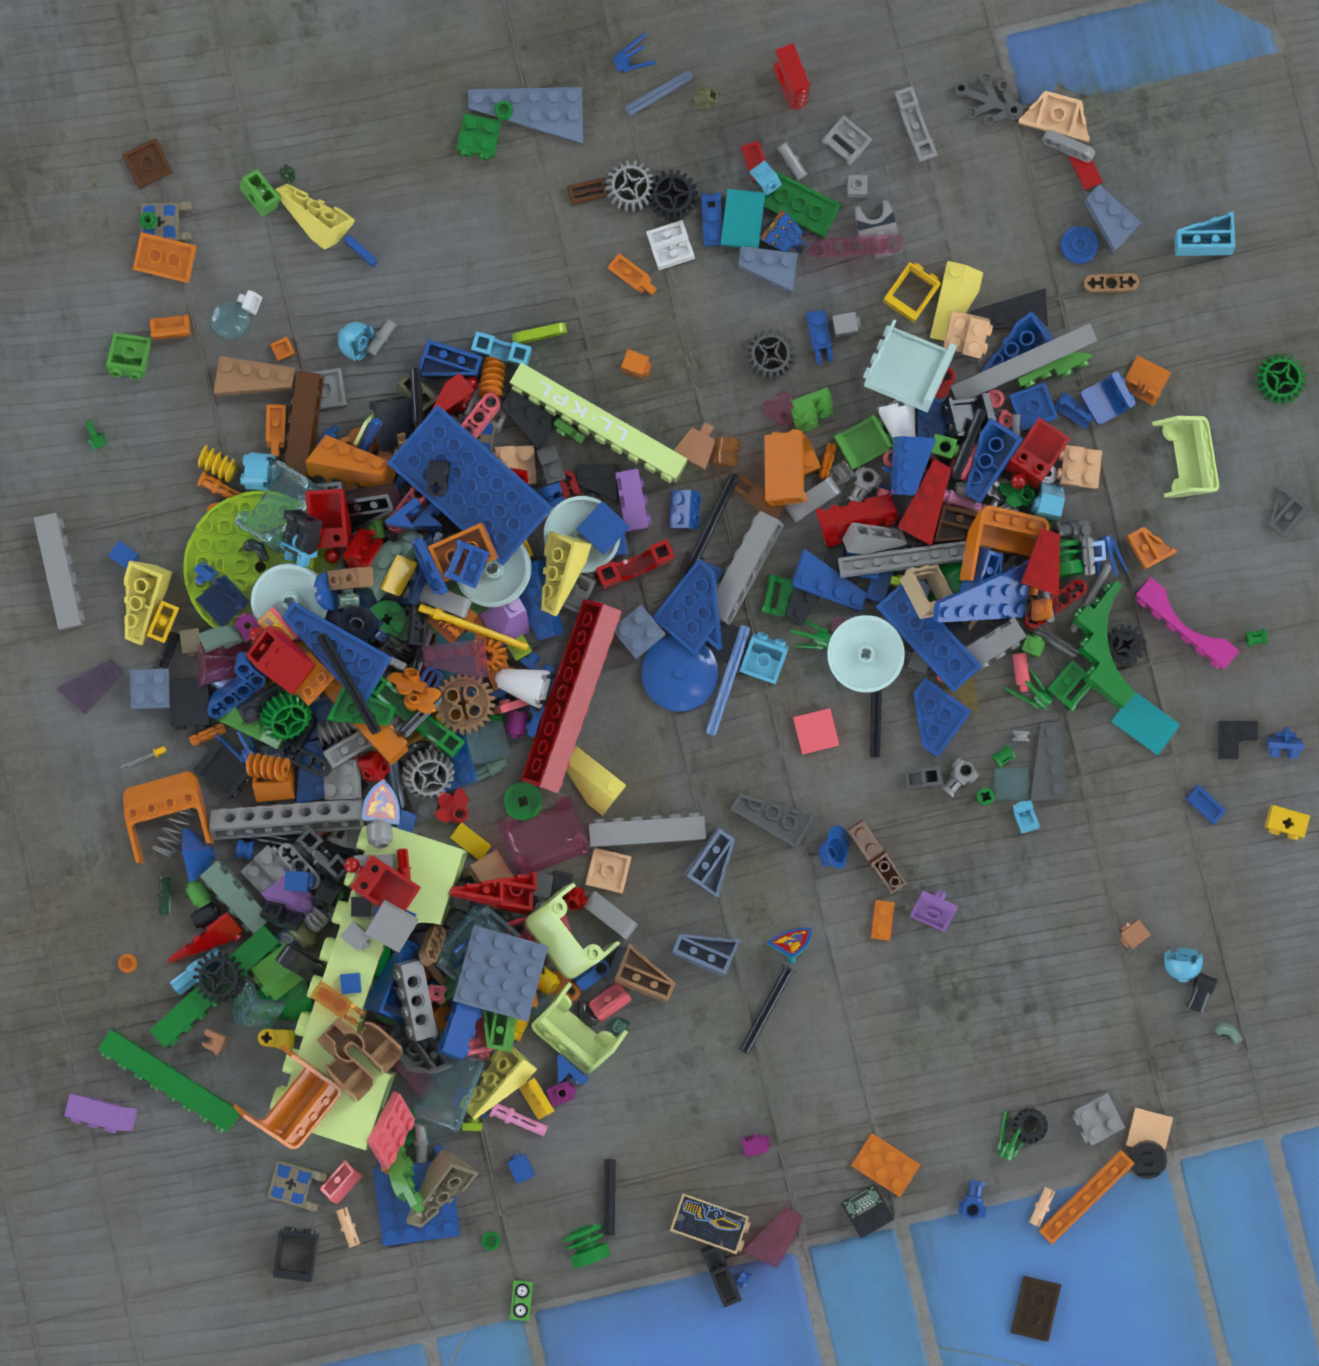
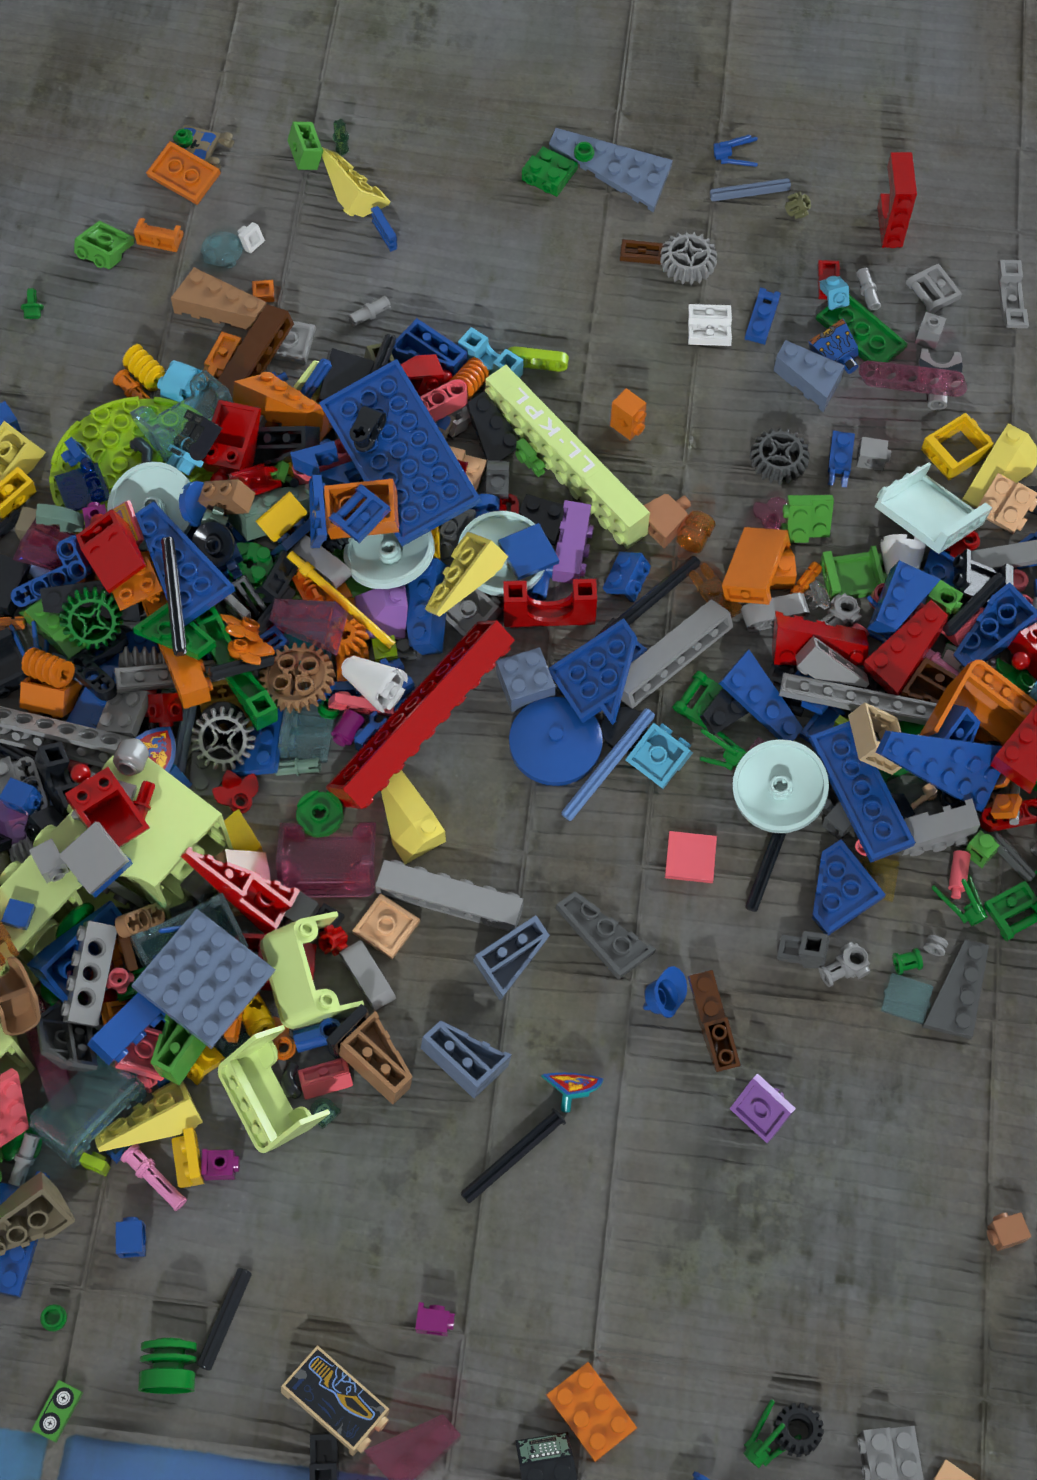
camera: 20 degrees right, 20 degrees down
(147, 163) = (207, 94): reddish brown tile -> none
(355, 339) = (340, 300): medium azure cylinder -> none
(360, 907) = (69, 830): black tile -> none
(566, 1067) = (236, 1136): blue slope -> none
(631, 274) = (658, 337): orange hinge -> none
(671, 178) = (741, 285): black gear -> none
(743, 218) = (796, 320): teal tile -> none
(882, 920) = (694, 1101): orange plate -> none
(979, 798) = (872, 1005): green bush -> none
(1025, 816) = (913, 1039): medium azure bracket -> none

